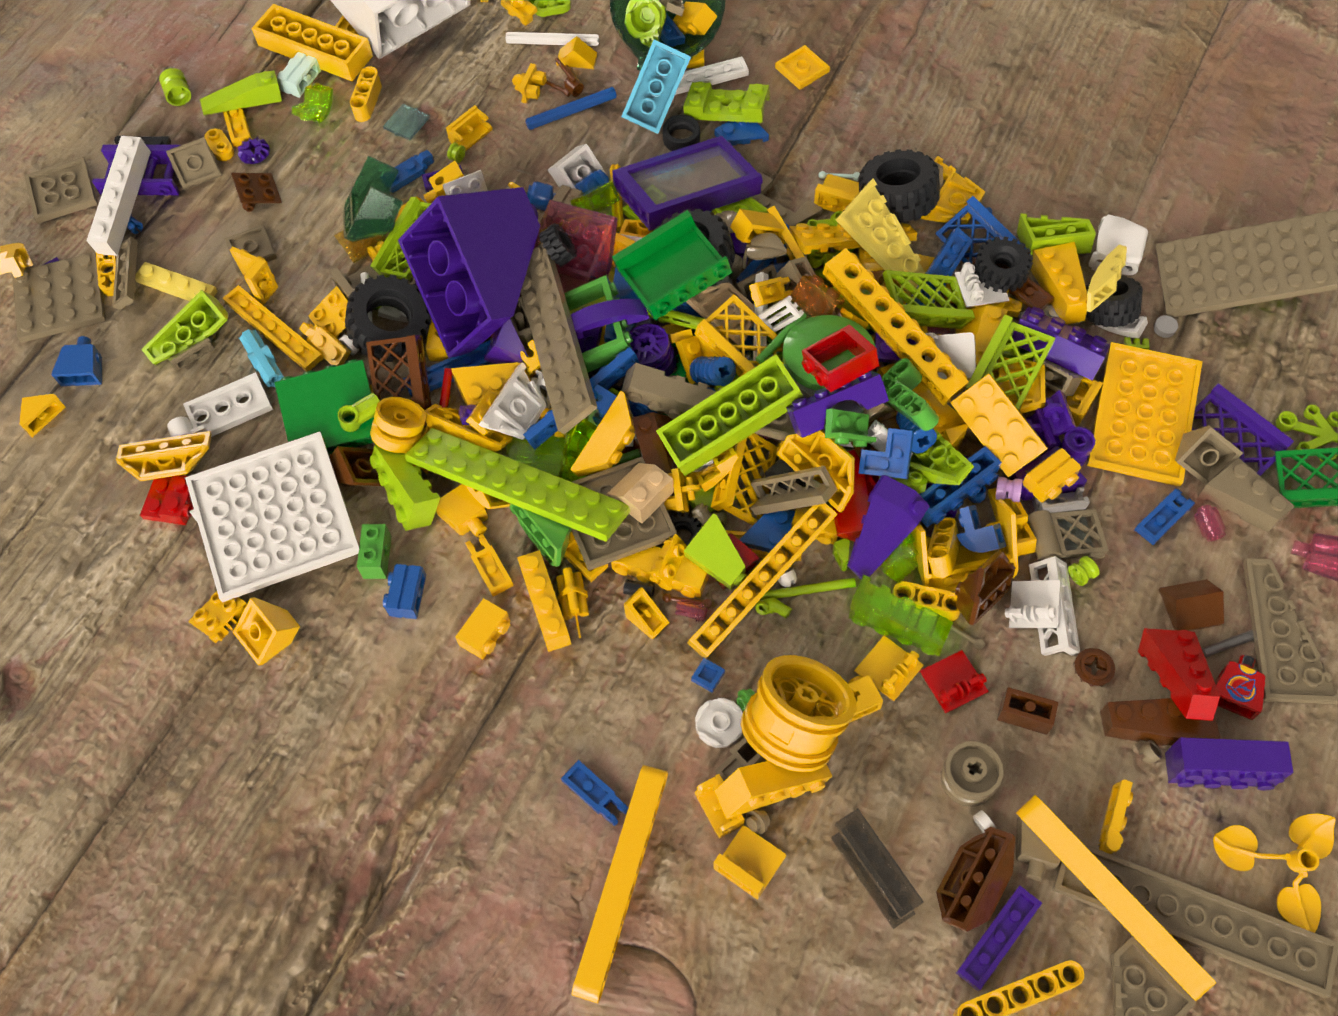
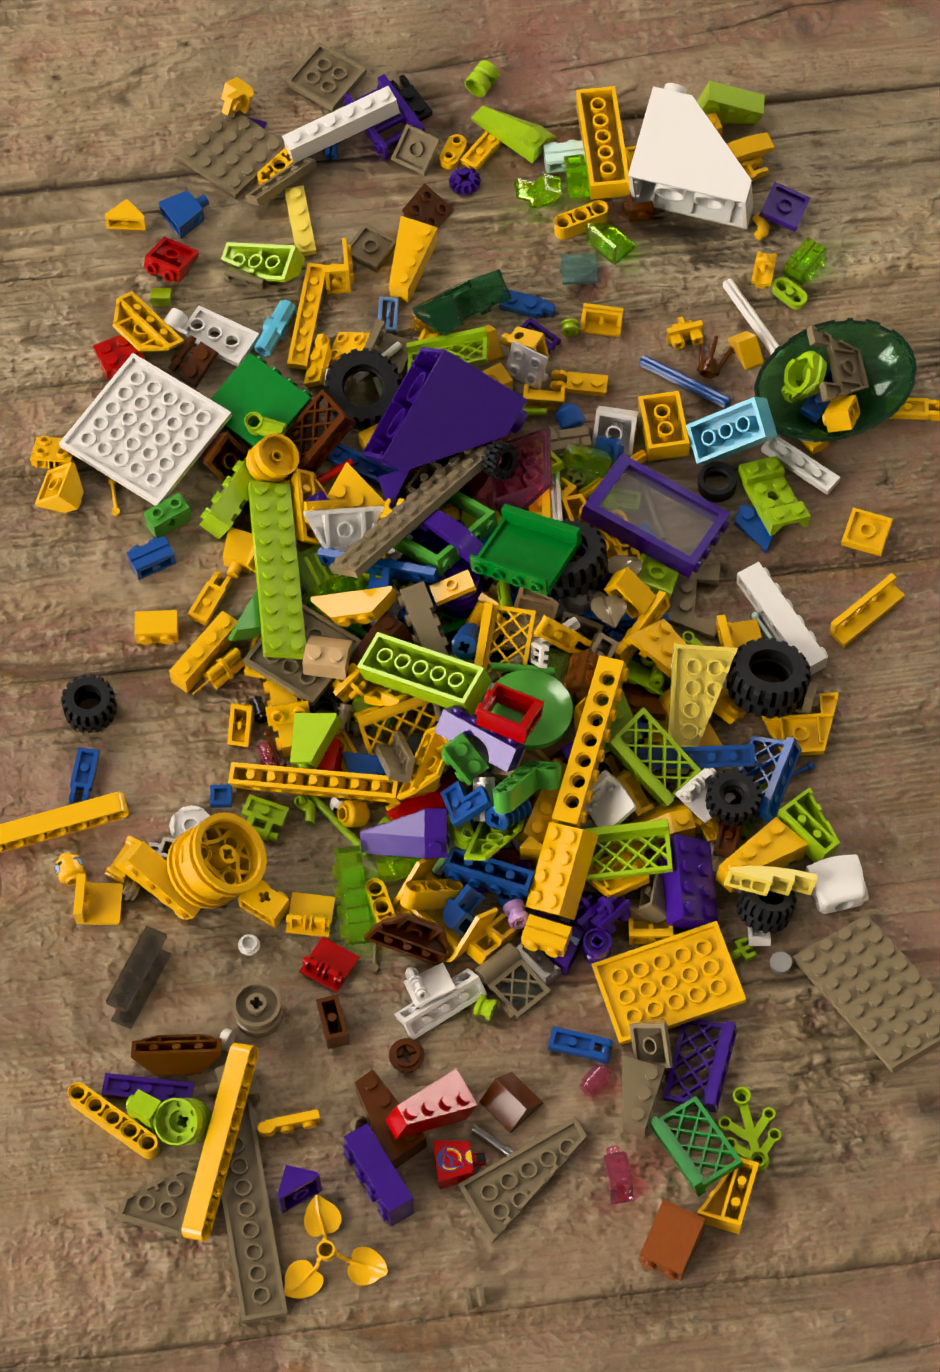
camera: 55 degrees right, 0 degrees up
(116, 401) = (170, 259): none -> red plate
(144, 430) = (161, 296): none -> lime slope
(240, 437) = (198, 363): none -> reddish brown plate
(287, 220) = (411, 255): none -> yellow wedge
(318, 257) = (389, 300): none -> medium blue tile
(320, 71) = (576, 176): none -> clear neon green brick
(327, 595) = (115, 511): none -> yellow hinge
(392, 56) = (638, 211): none -> reddish brown bracket
(402, 90) = (608, 241): none -> clear neon green slope
(512, 721) = (89, 718): none -> black tyre
(514, 172) = (580, 383): none -> yellow hinge
(607, 136) = (663, 426): none -> yellow brick
(654, 347) = (452, 587): none -> yellow plate
(692, 868) = (67, 868): none -> yellow head
(752, 645) = (265, 812): none -> lime plate
(810, 567) = (353, 813): none -> yellow head
(831, 156) = (779, 614): none -> white brick
(874, 104) = (866, 611): none -> yellow fence
(888, 742) = (249, 945): none -> white plate
(1034, 954) = (142, 1108): none -> lime brick
(1070, 922) = (171, 1119): none -> lime wheel
(1204, 852) = (297, 1187): none -> dark purple slope

